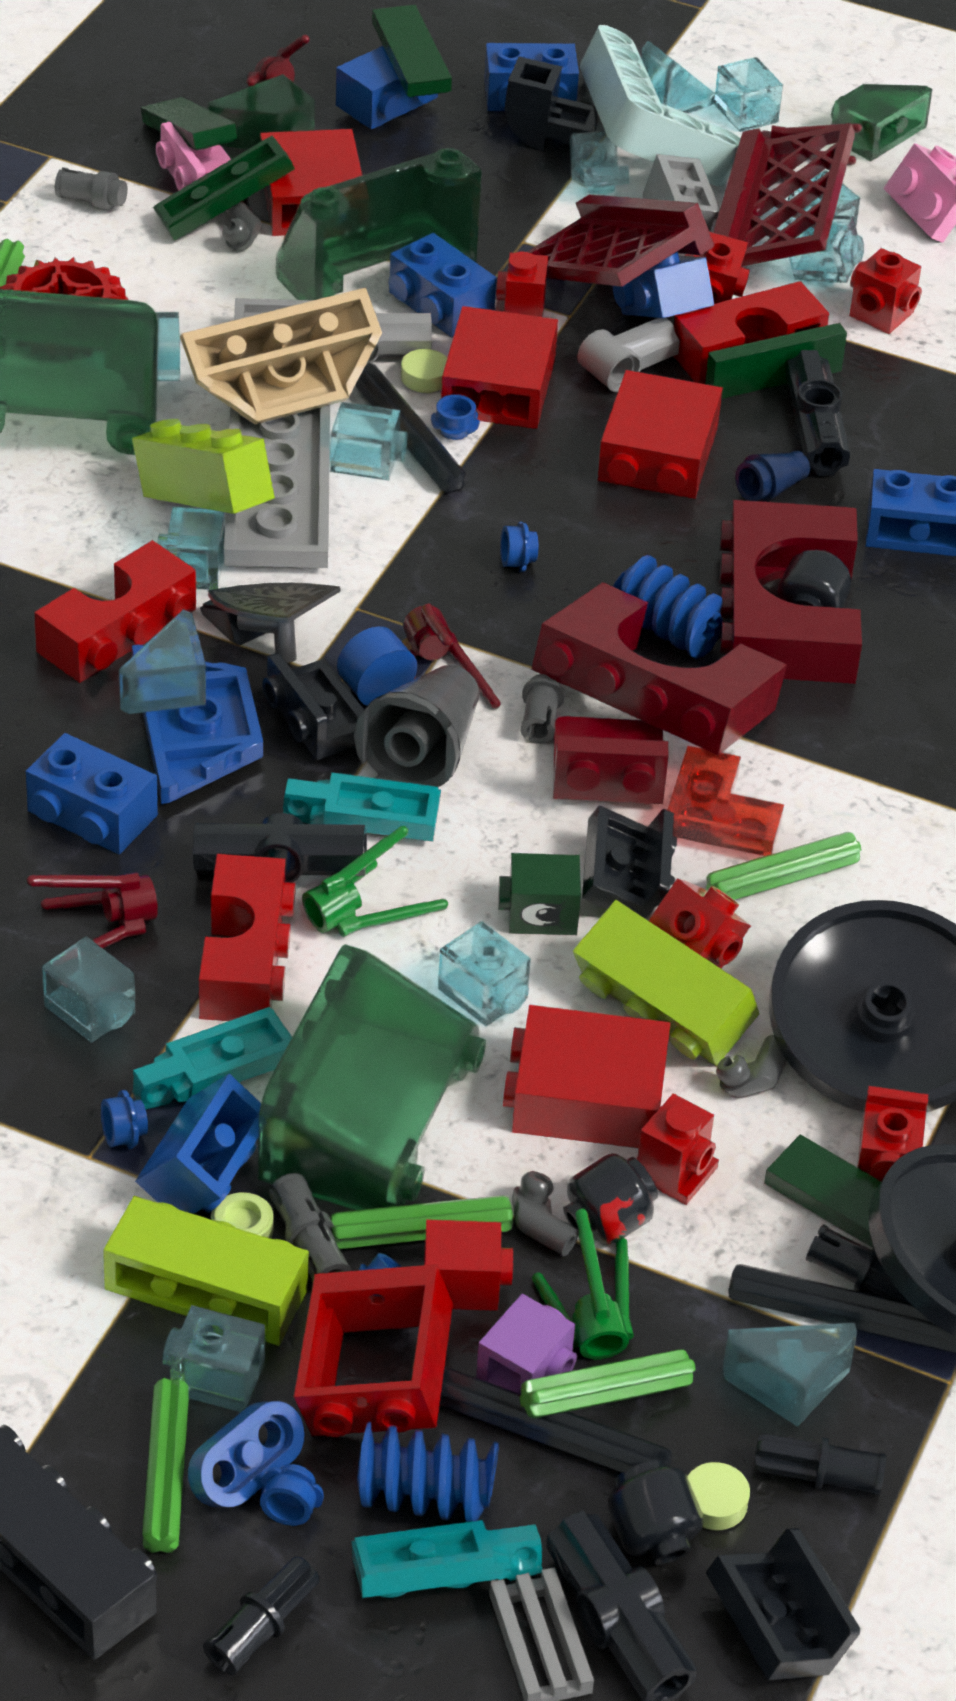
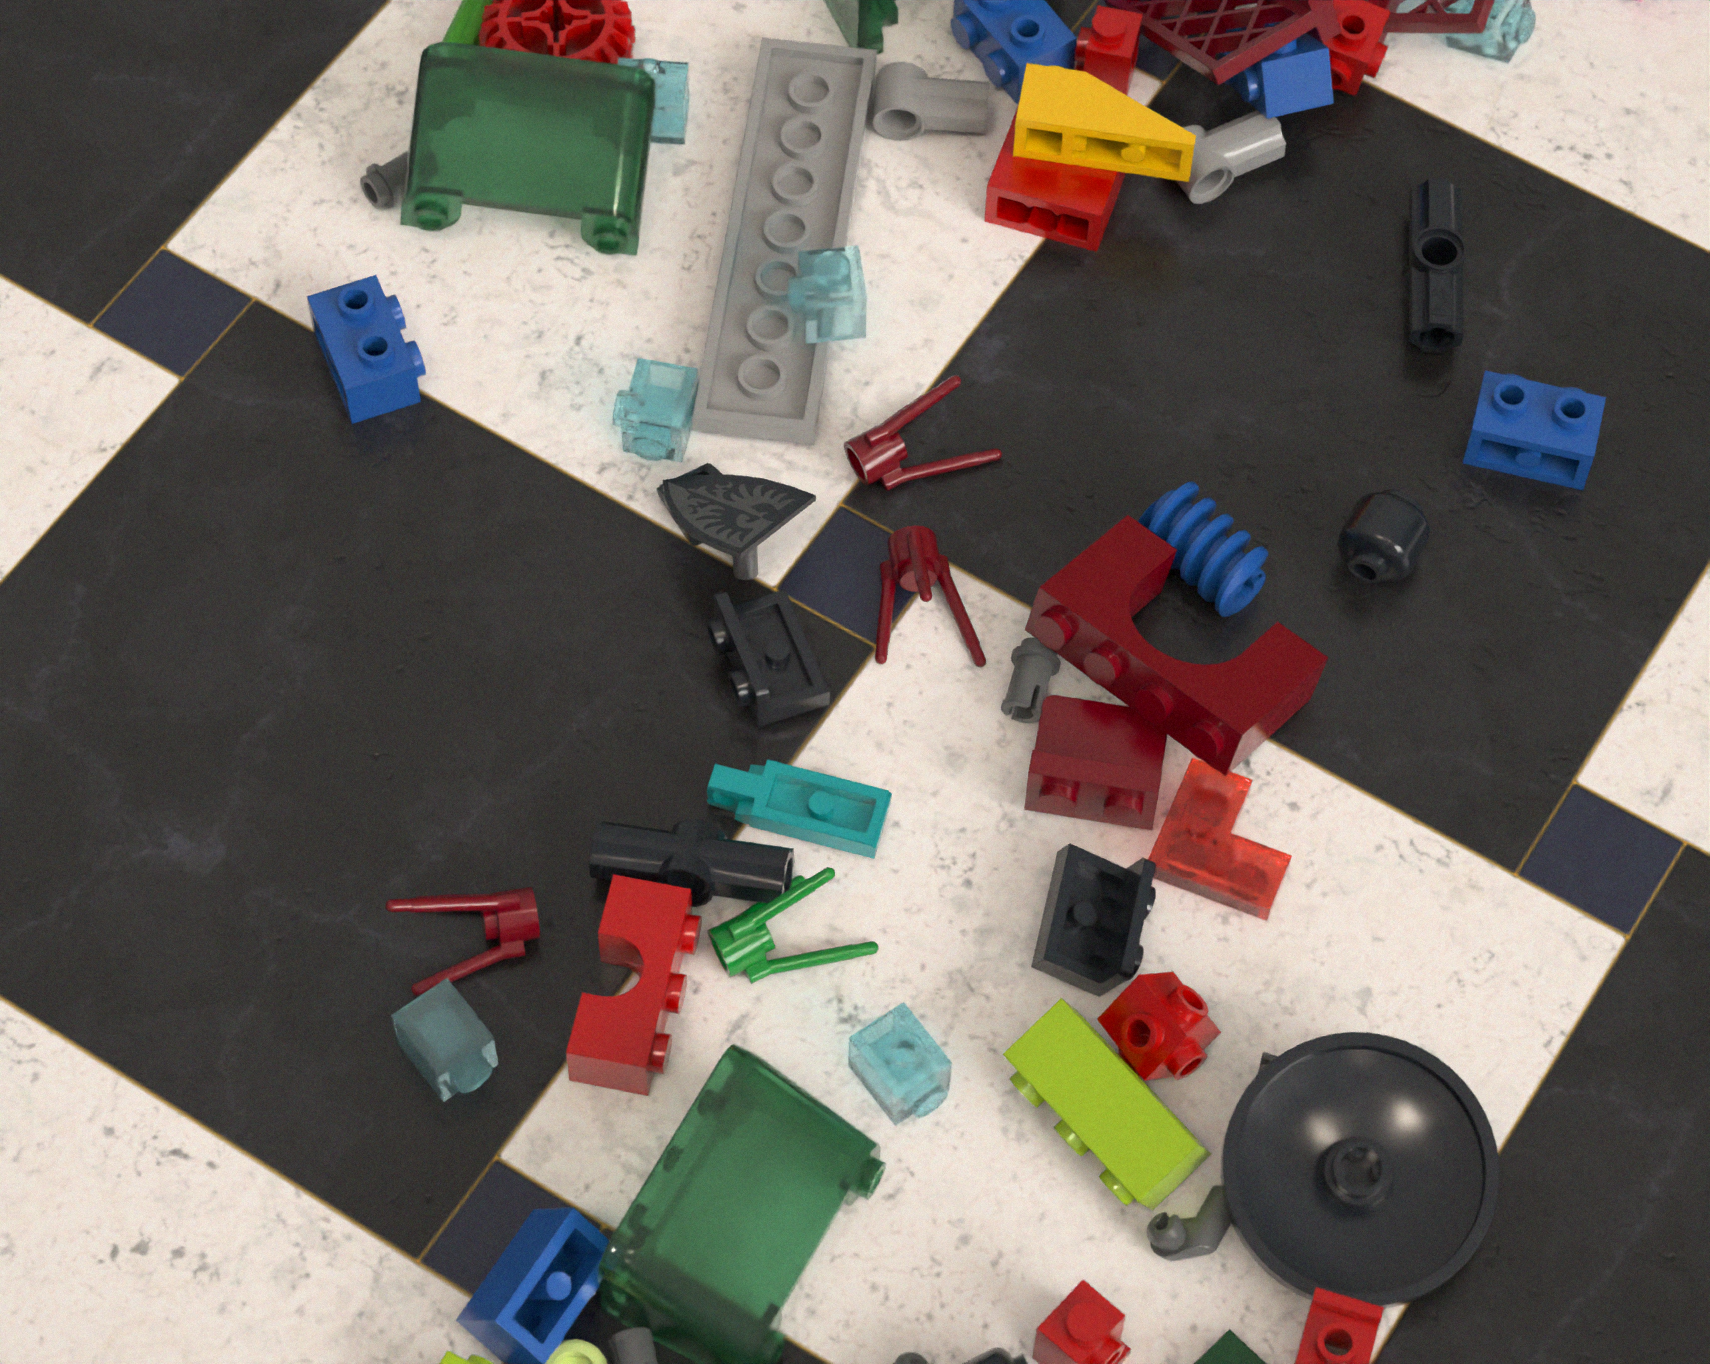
camera: 10 degrees right, 15 degrees up
(91, 634) = (520, 527): red arch -> none
(91, 793) = (487, 760): blue brick -> none
(123, 1120) = (459, 1224): blue plate -> none
(166, 670) = (594, 603): clear light blue slope -> none
(192, 1063) = (576, 1150): teal hinge -> none
(203, 466) = (680, 308): lime brick -> none
(206, 740) = (624, 660): blue wing -> none
(286, 356) = (801, 152): tan wedge -> none
(327, 451) = (829, 294): none -> clear light blue brick
(366, 441) = (892, 263): clear light blue brick -> none
(375, 663) = (844, 608): blue piece -> none
(387, 561) = (879, 450): none -> dark red plant
(419, 727) = (882, 705): dark grey cone -> none
(420, 439) = (942, 244): black axle -> none
(423, 370) = (972, 156): yellowish green tile -> none
(455, 417) = (1000, 222): blue plate -> none
(518, 546) = (1042, 436): blue plate -> none
(527, 324) = (1089, 124): none -> yellow slope
(542, 894) = (984, 955): dark green brick -> none
(586, 1075) = (995, 1223): red brick -> none
(659, 434) = (1238, 283): red brick -> none
(744, 321) = (1414, 118): red arch -> none
(761, 542) = (1315, 595): dark red arch -> none
(764, 362) = (1387, 182): dark green tile -> none
(768, 475) = (1362, 354): dark blue cone -> none
(786, 866) = (1278, 939): bright green axle -> none
(885, 290) = (1551, 85): red brick -> none

